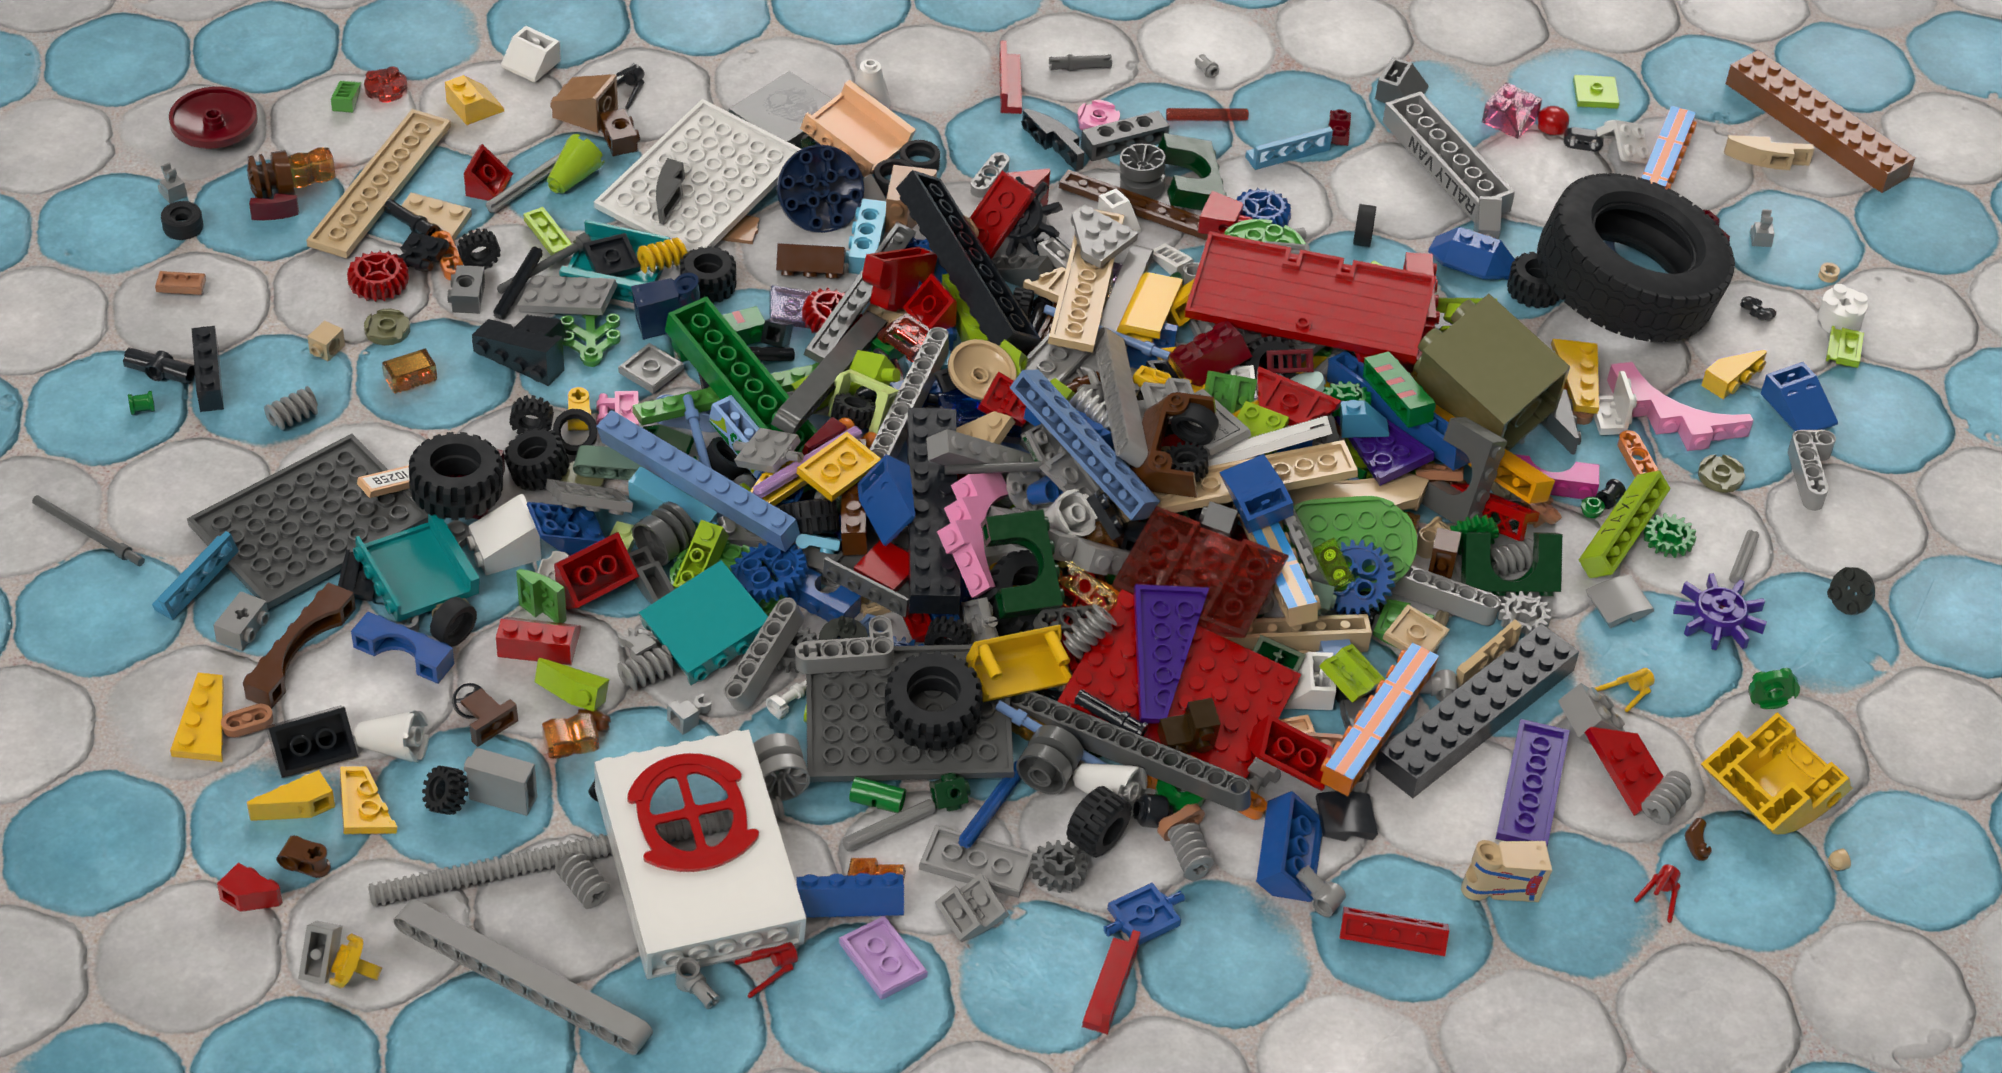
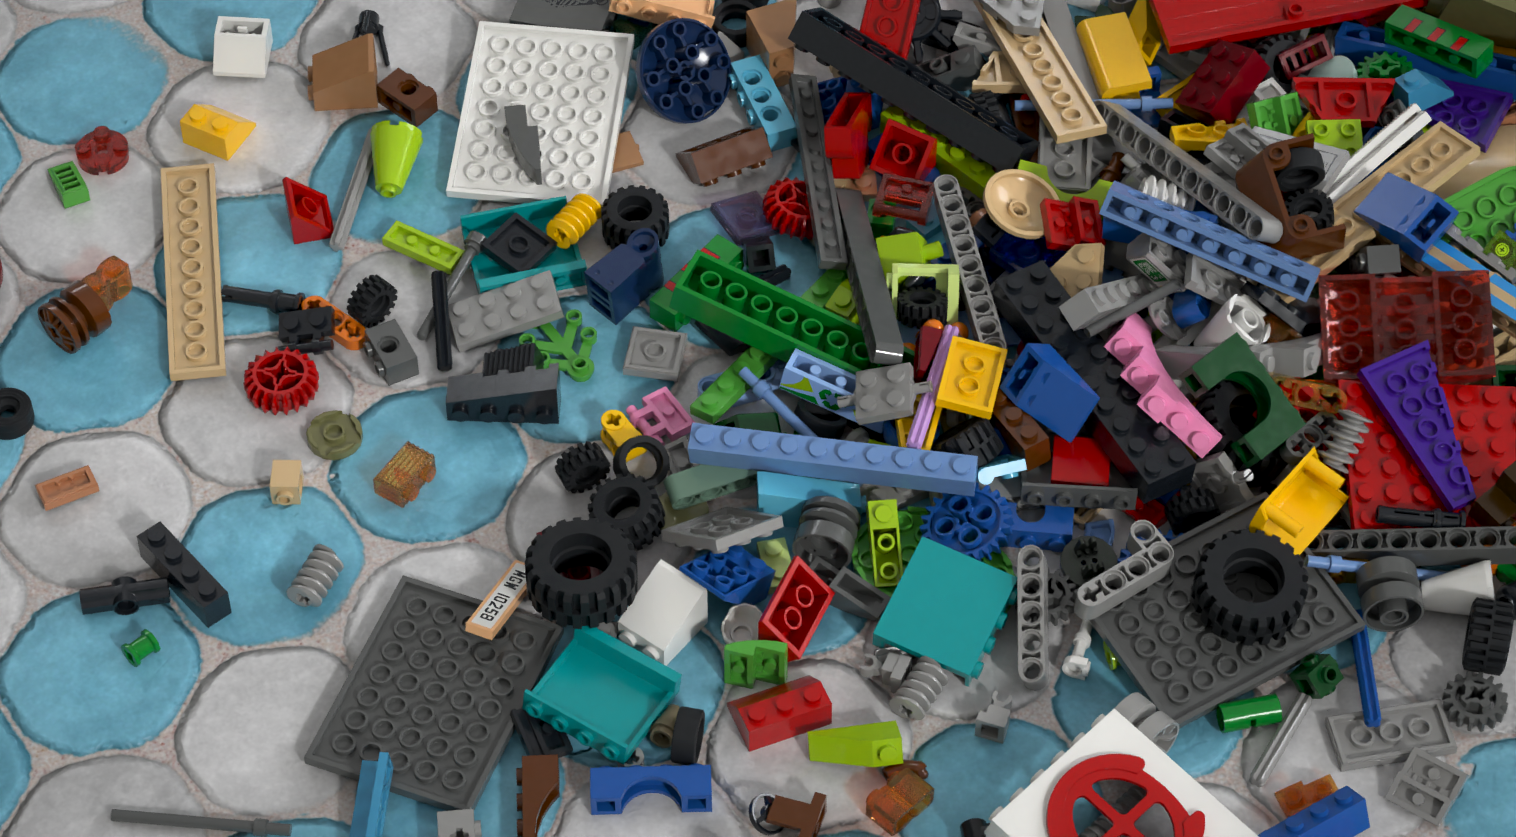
camera: 25 degrees left, 5 degrees up
(279, 207) = (108, 348): dark red slope -> none
(446, 215) = (288, 275): tan wing -> none

